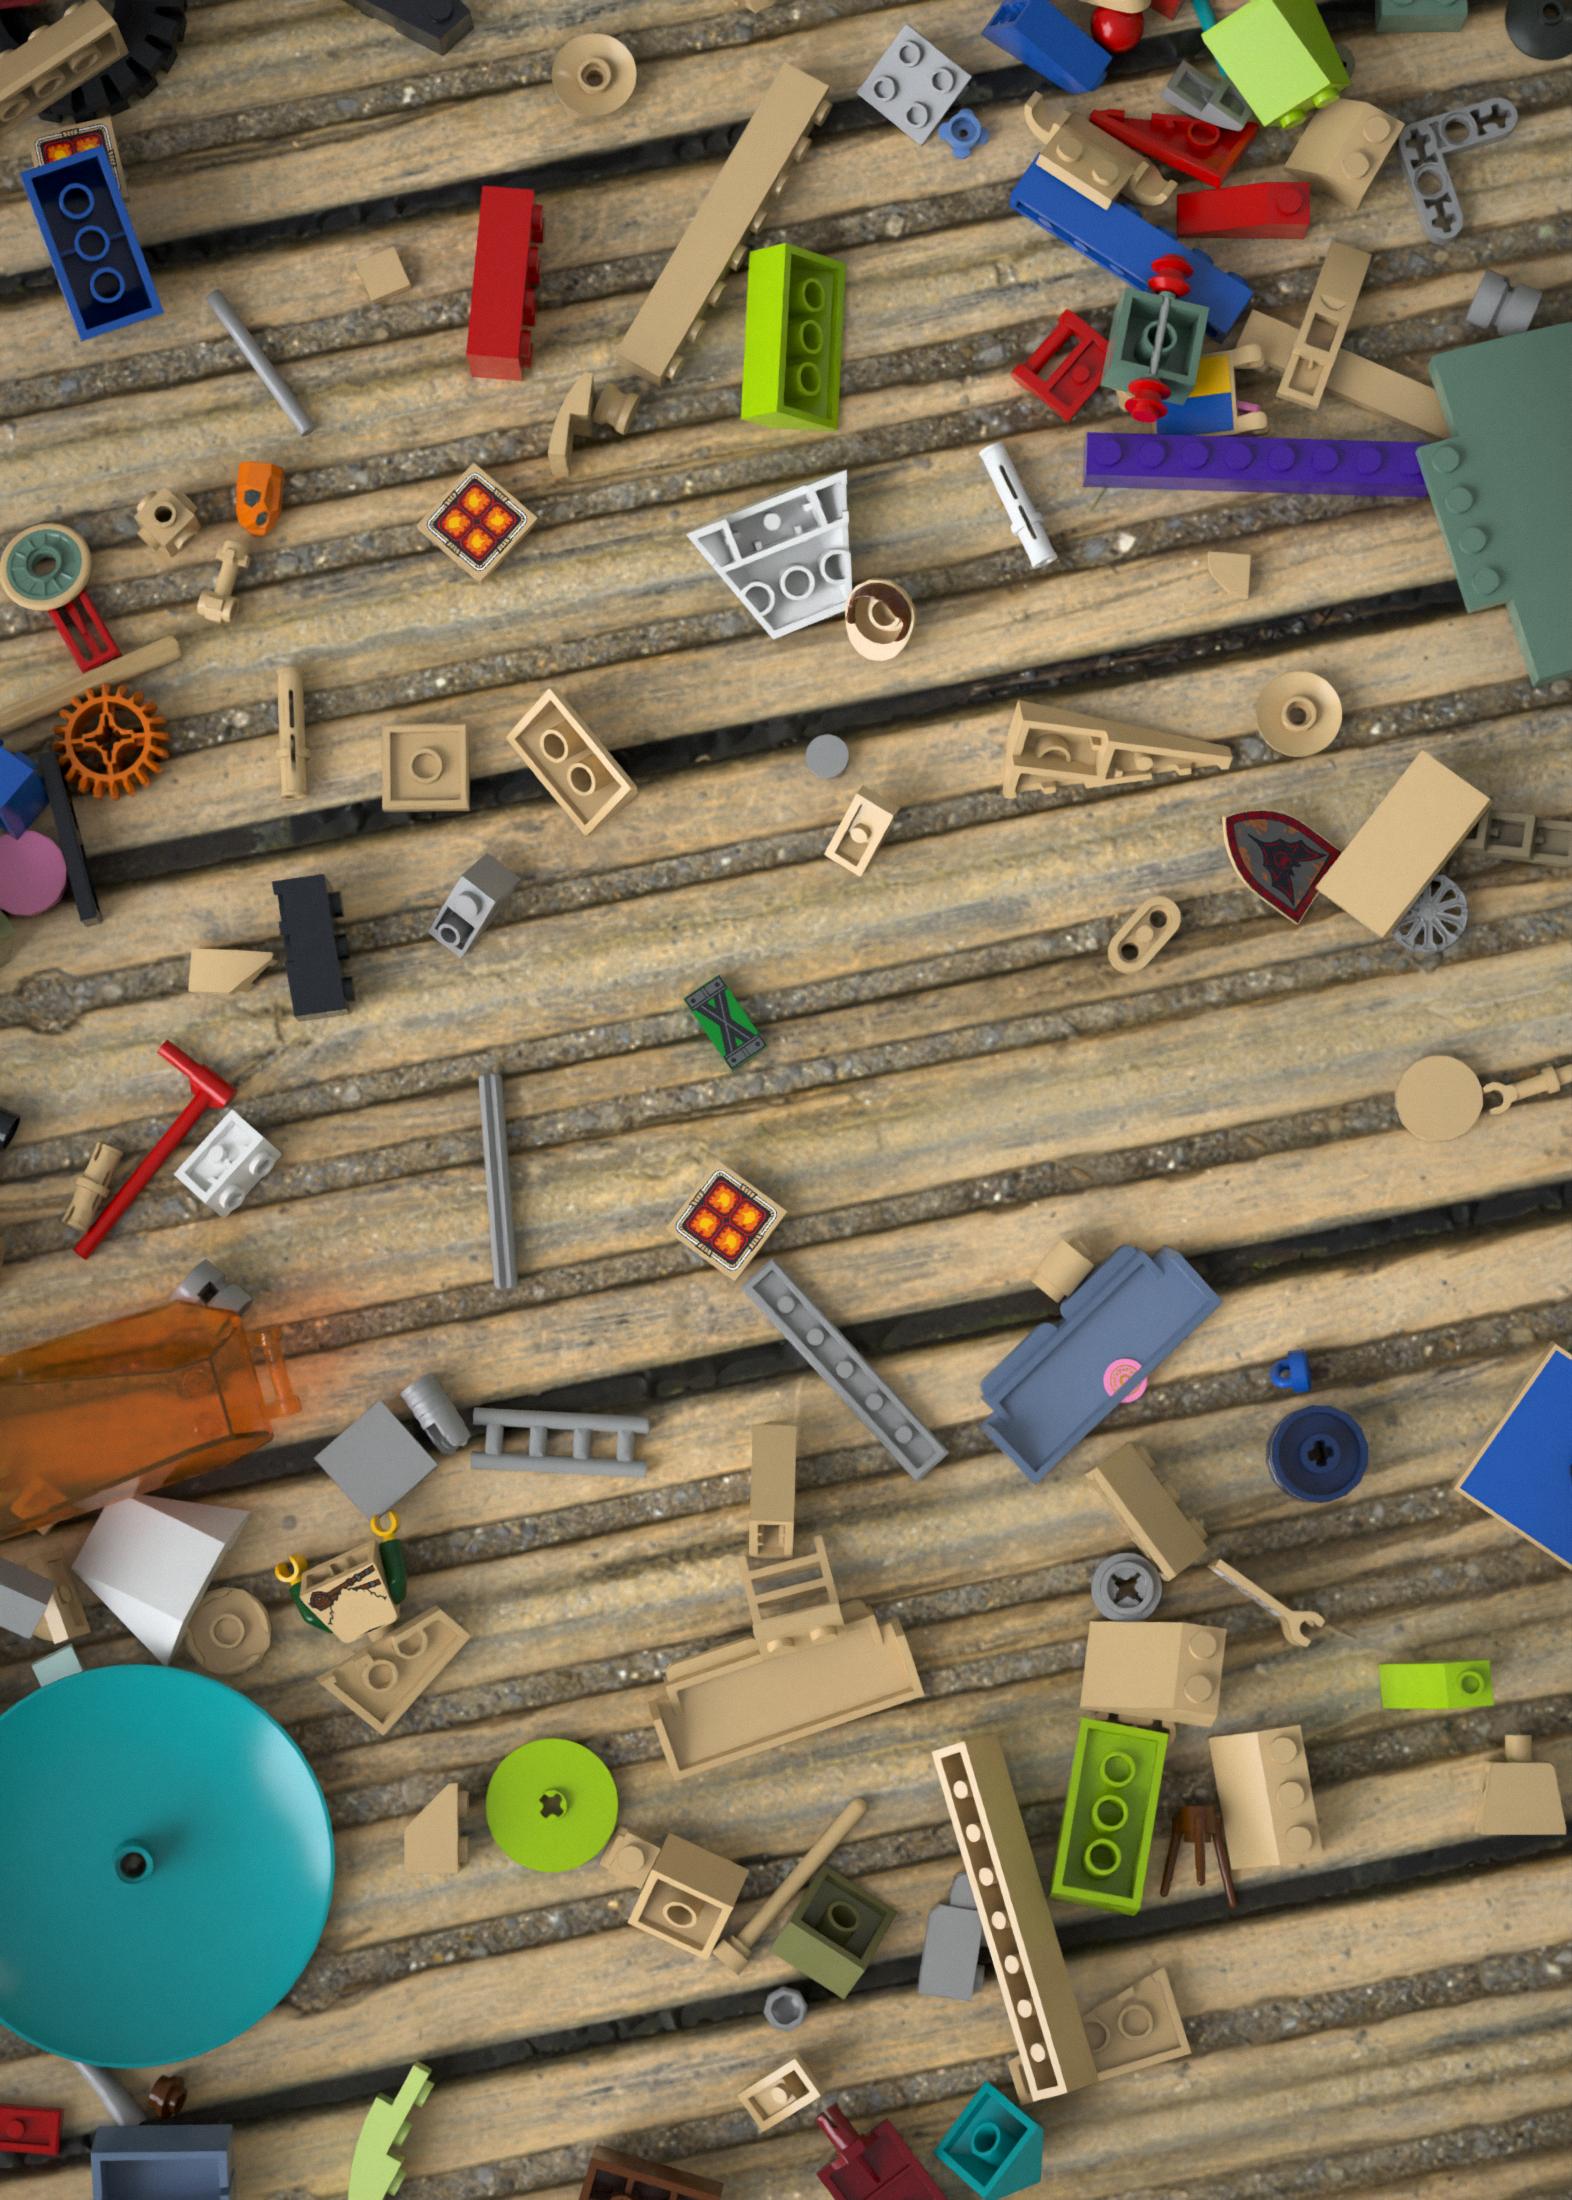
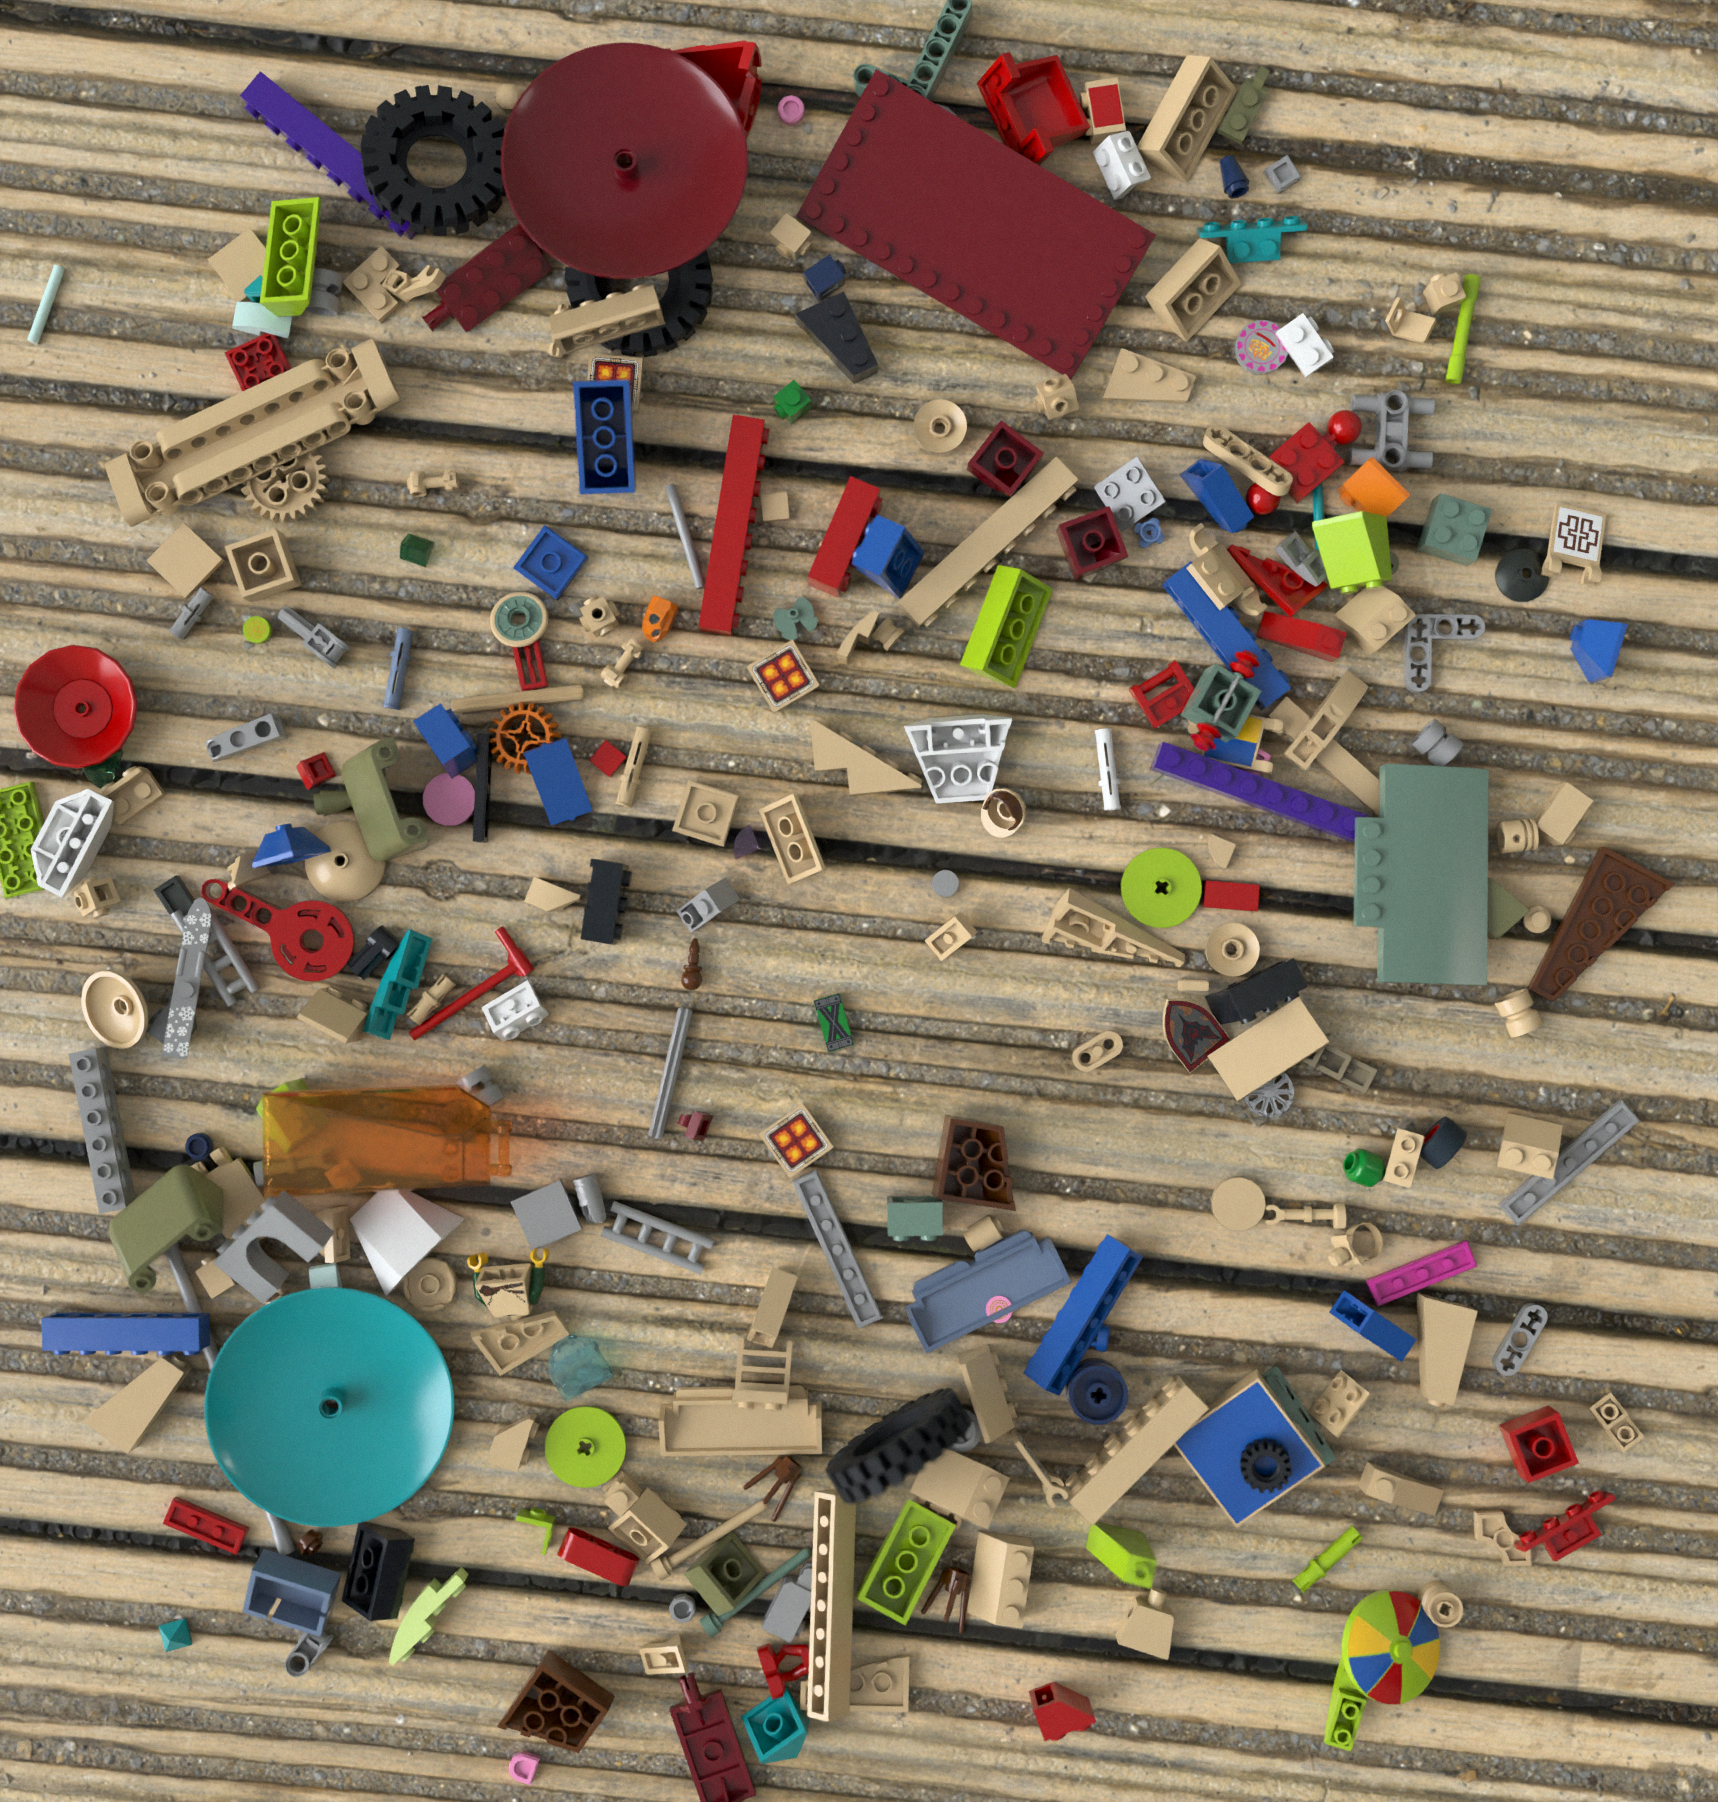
camera: 15 degrees right, 5 degrees up
(31, 1179) = (396, 984): none -> teal slope
(67, 467) = (551, 562): none -> blue tile
(183, 789) = (558, 781): none -> blue piece
(248, 734) = (607, 758): none -> red tile
(288, 2105) = (378, 1571): none -> black slope
(327, 321) = (732, 525): none -> red brick
(358, 110) = (791, 402): none -> green brick
(454, 437) = (786, 619): none -> sand green piece
(484, 1024) = (691, 978): none -> reddish brown bar
(498, 1682) = (577, 1366): none -> clear light blue slope
(501, 794) = (745, 843): none -> clear purple tile
(515, 1937) = (539, 1518): none -> lime bracket
(564, 1246) = (696, 1125): none -> dark red tile
(579, 286) = (888, 555): none -> blue slope
(627, 1969) = (598, 1556): none -> red beam
(649, 624) = (864, 770): none -> tan slope
(708, 92) = (1005, 460): none -> dark red slope
(843, 2012) = (712, 1623): none -> sand green piece
(877, 1738) = (787, 1471): none -> reddish brown plant
(880, 173) = (1091, 542): none -> dark red slope
(947, 1274) = (914, 1217): none -> sand green brick
(951, 2047) = (771, 1661): none -> red piece
(1011, 1166) = (973, 1164): none -> reddish brown wedge
(1035, 1620) = (898, 1446): none -> black tyre
(1152, 624) = (1182, 887): none -> lime piece
(1256, 1342) = (1082, 1315): none -> blue brick
(1257, 787) = (1193, 985): none -> tan tile
(1270, 635) = (1231, 896): none -> red tile
(1357, 765) = (1257, 993): none -> black wedge
(1405, 1520) = (1134, 1448): none -> tan brick
(1423, 1969) = (1060, 1711): none -> red slope

